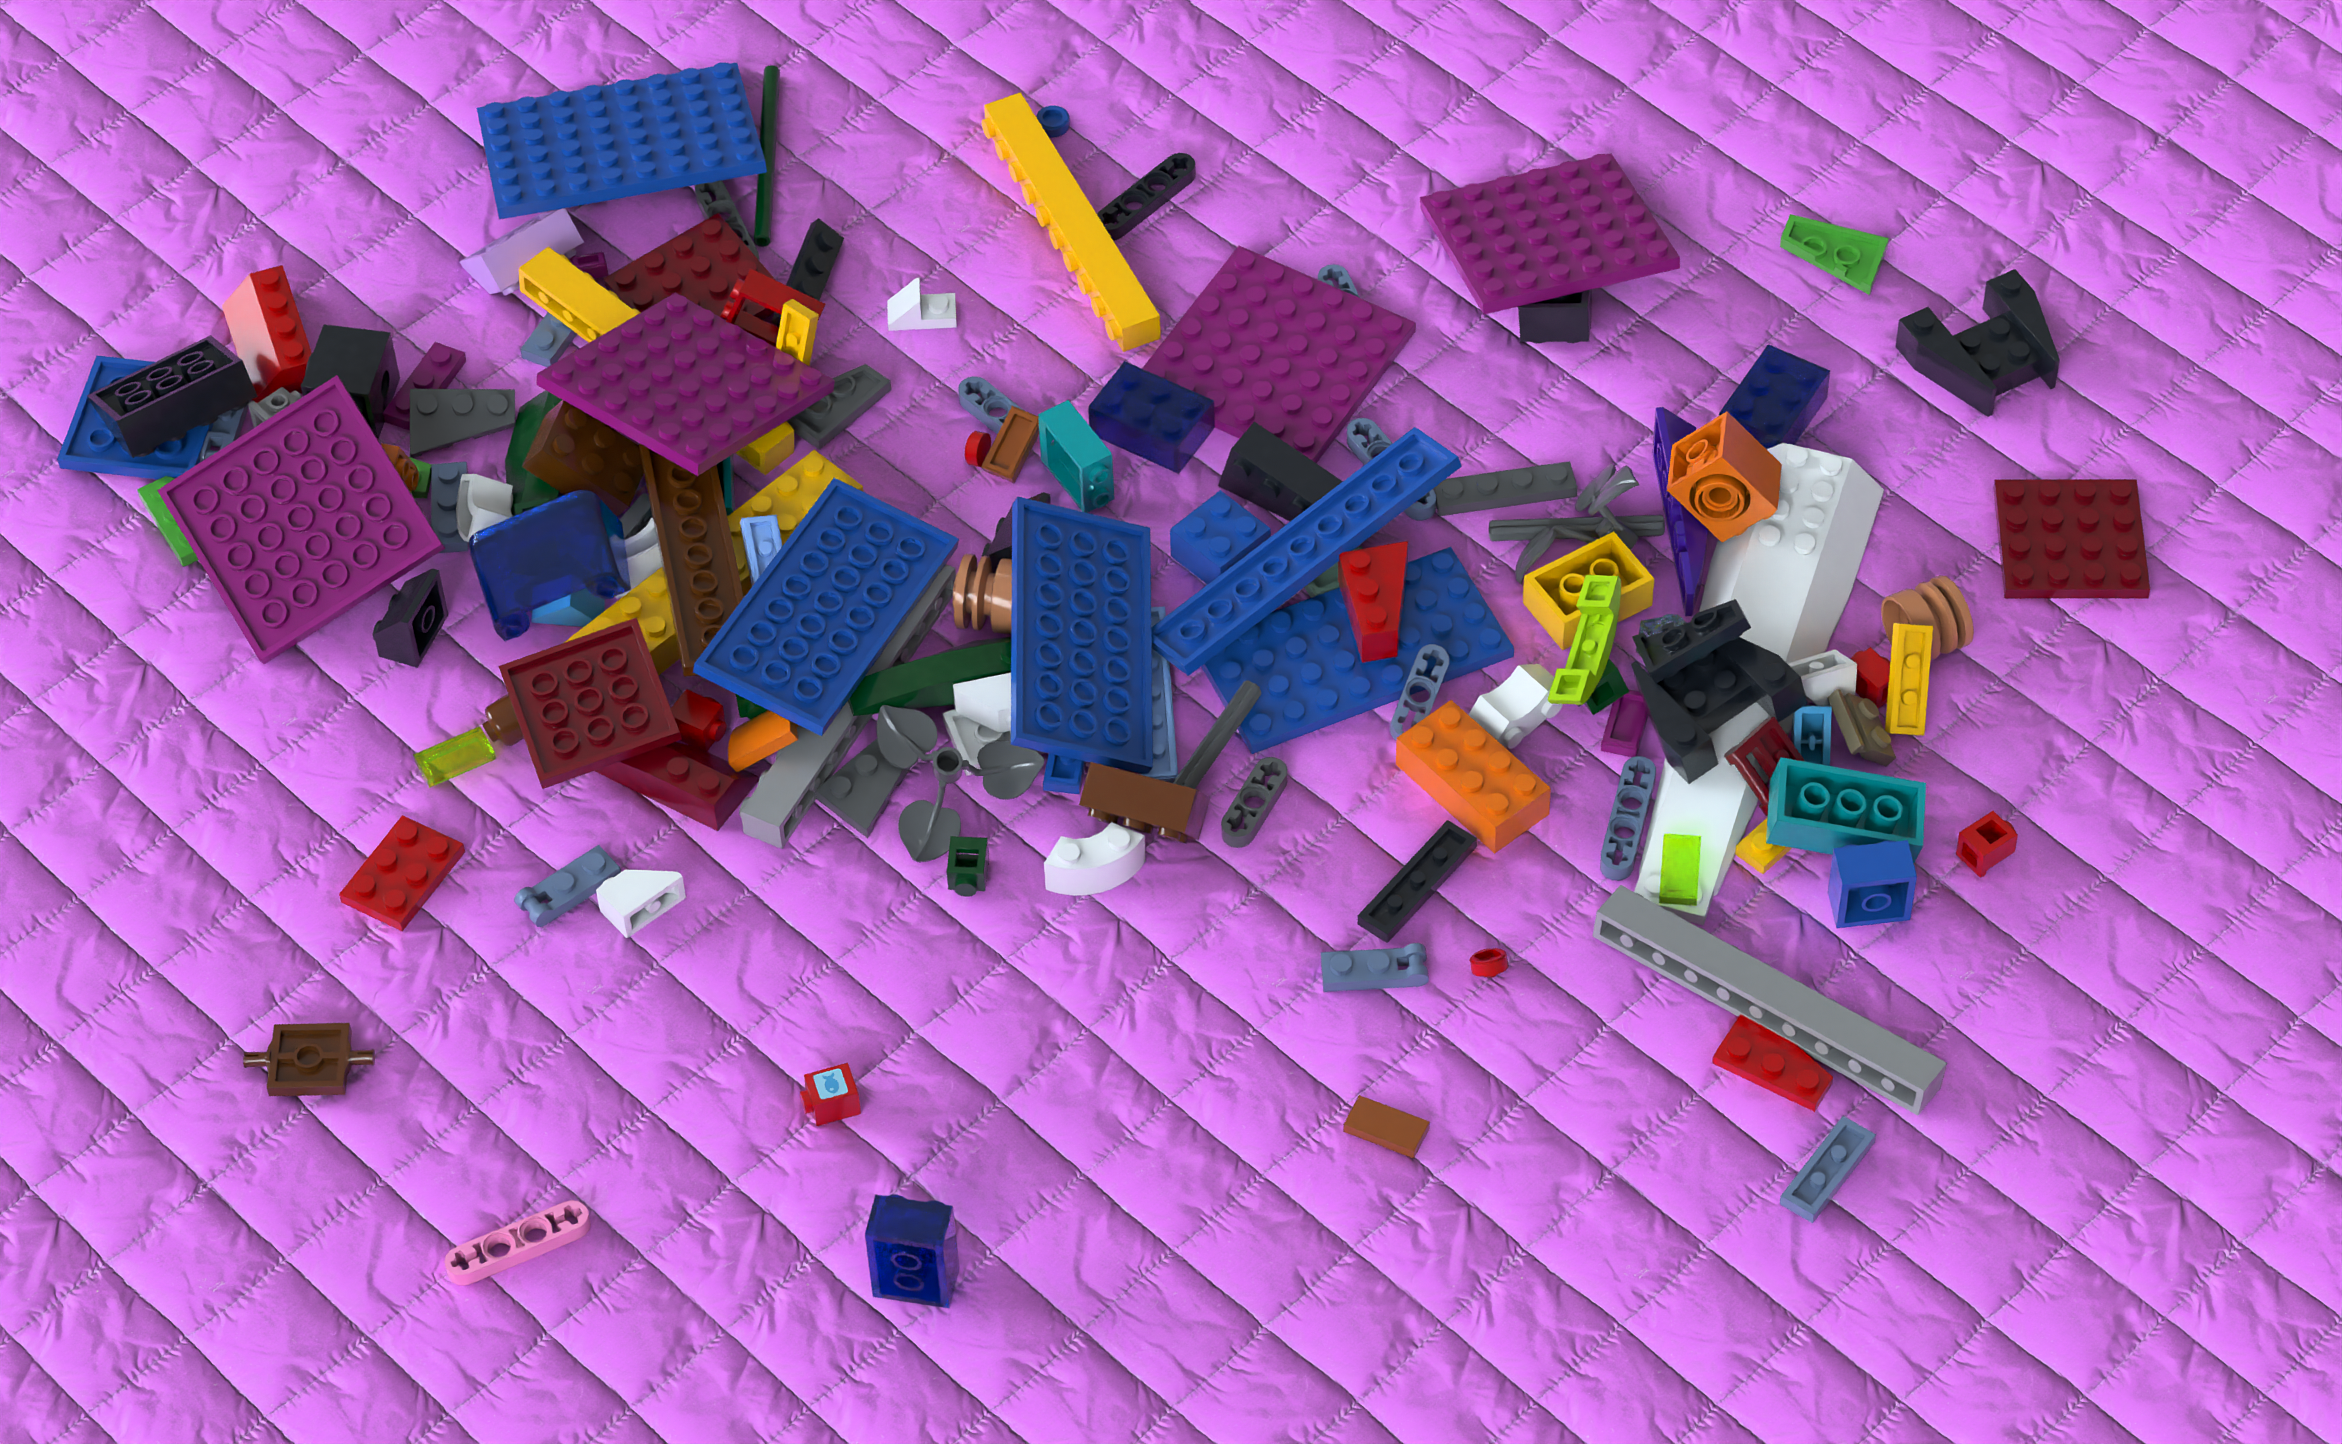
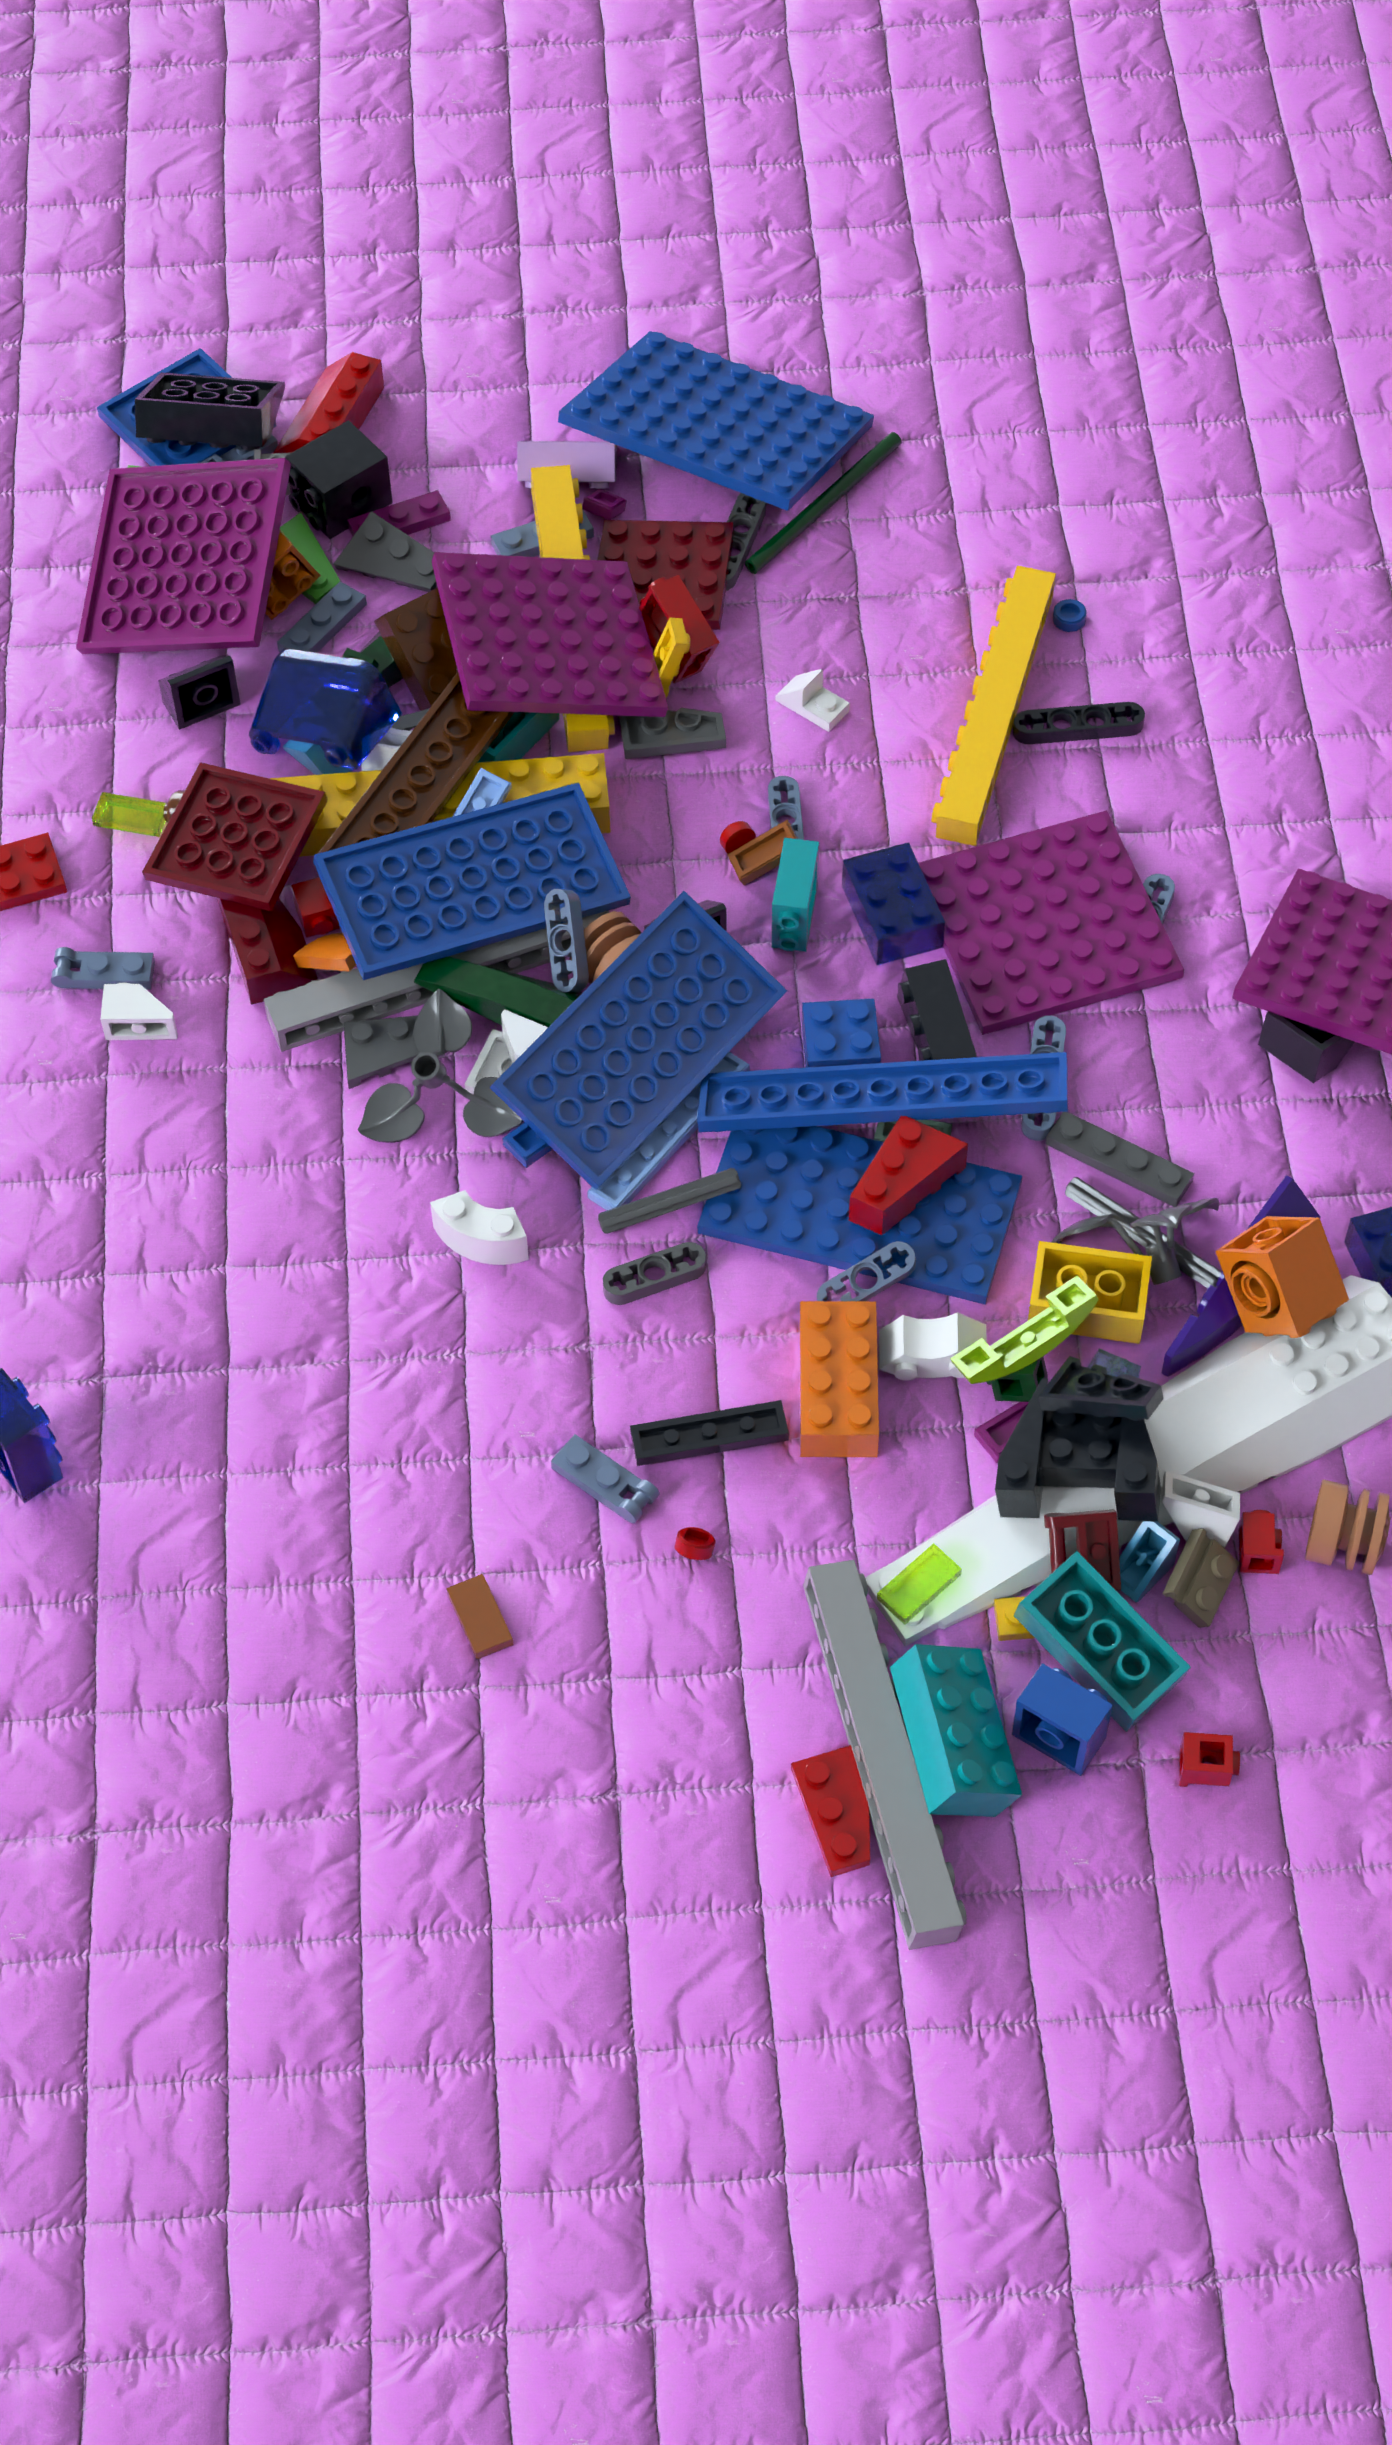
camera: 40 degrees right, 5 degrees up
(481, 504) = (336, 633): white brick -> none
(814, 262) = (759, 613): black plate -> none
(830, 1094) = (107, 1268): red brick -> none
(938, 574) = (577, 949): none -> sand blue beam
(965, 871) = (386, 1163): dark green brick -> none
(1144, 803) = (554, 1209): reddish brown brick -> none
(1628, 818) = (928, 1503): sand blue beam -> none
(1810, 943) = (955, 1731): none -> teal brick
(1827, 1169) = (782, 1935): sand blue plate -> none
(1908, 679) = (1274, 1565): yellow plate -> none

